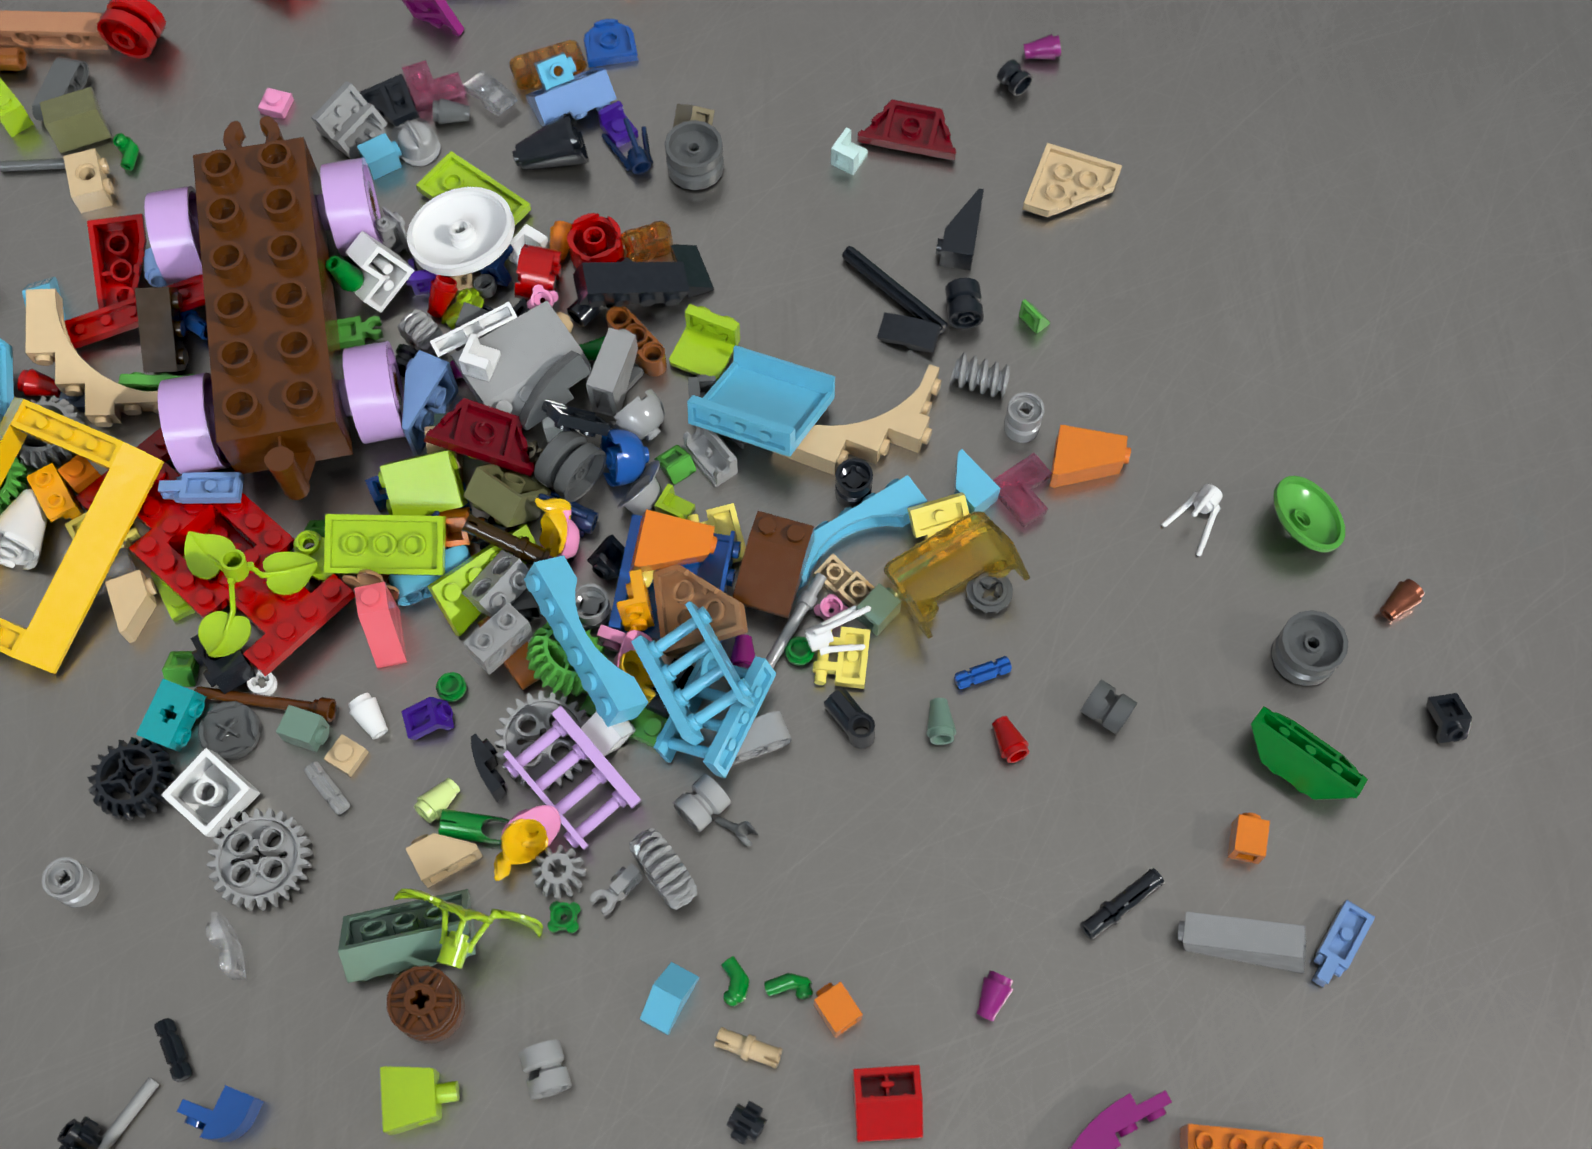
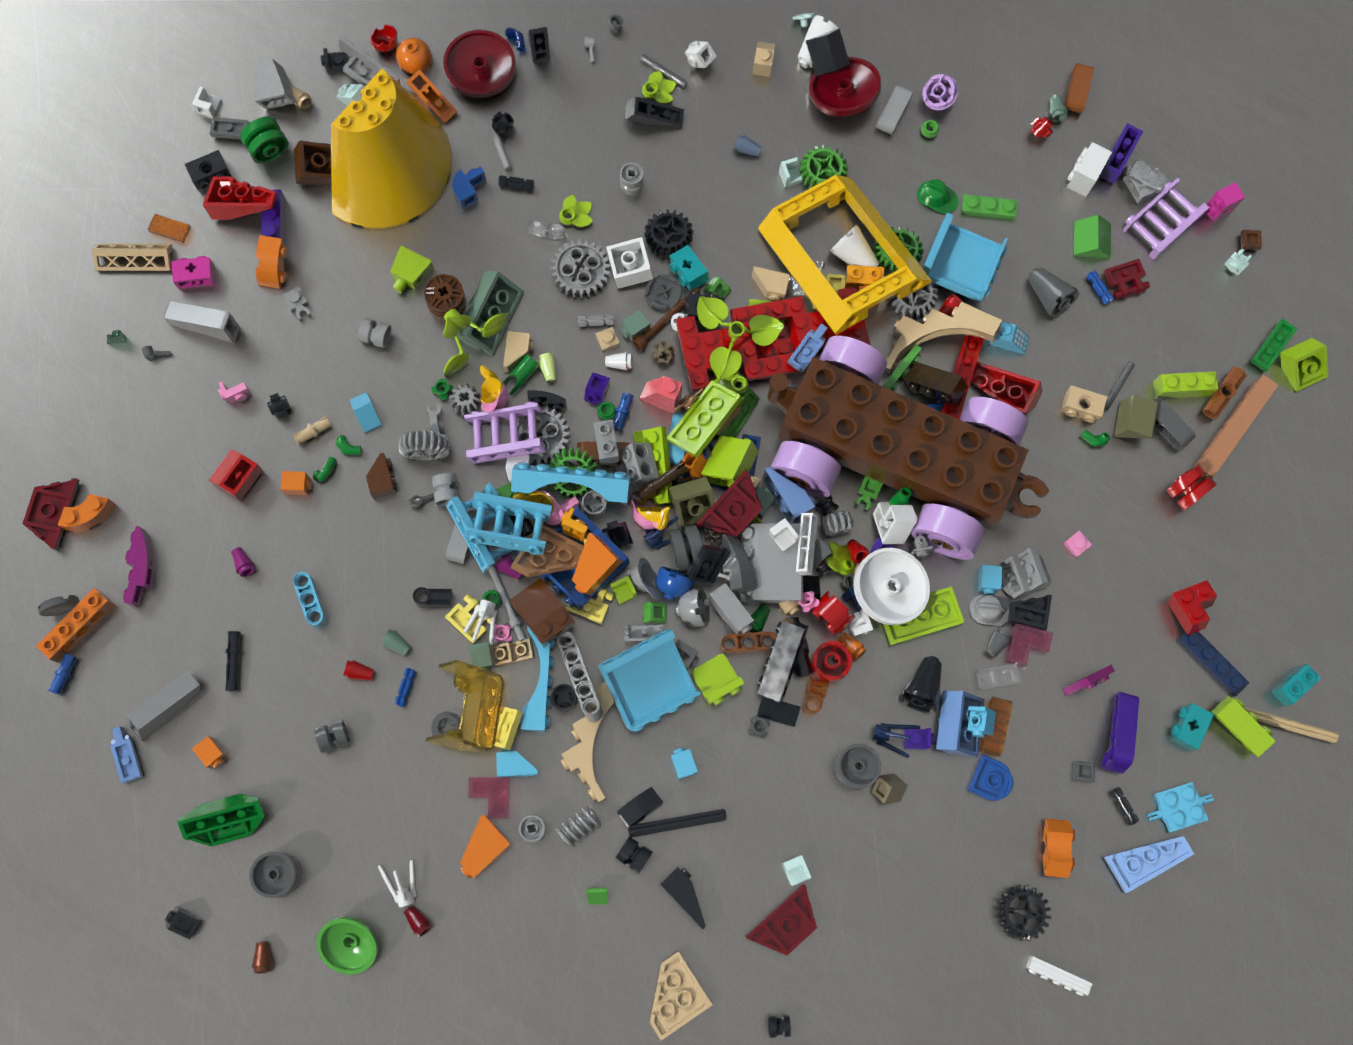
camera: 120 degrees right, 10 degrees up
(169, 929) = (577, 210): none -> lime plate
(319, 667) = (667, 355): none -> dark tan gear
(439, 665) = (622, 411): none -> blue pin
(724, 270) = (764, 726): none -> dark grey plate
(747, 901) = (380, 479): none -> reddish brown slope
(818, 461) = (580, 684): none -> light grey beam
(826, 319) = (683, 763): none -> medium azure brick
(975, 851) = (303, 593): none -> medium azure beam
(1219, 467) = (418, 922): none -> dark red cone
(1321, 1114) = (62, 674): none -> blue pin

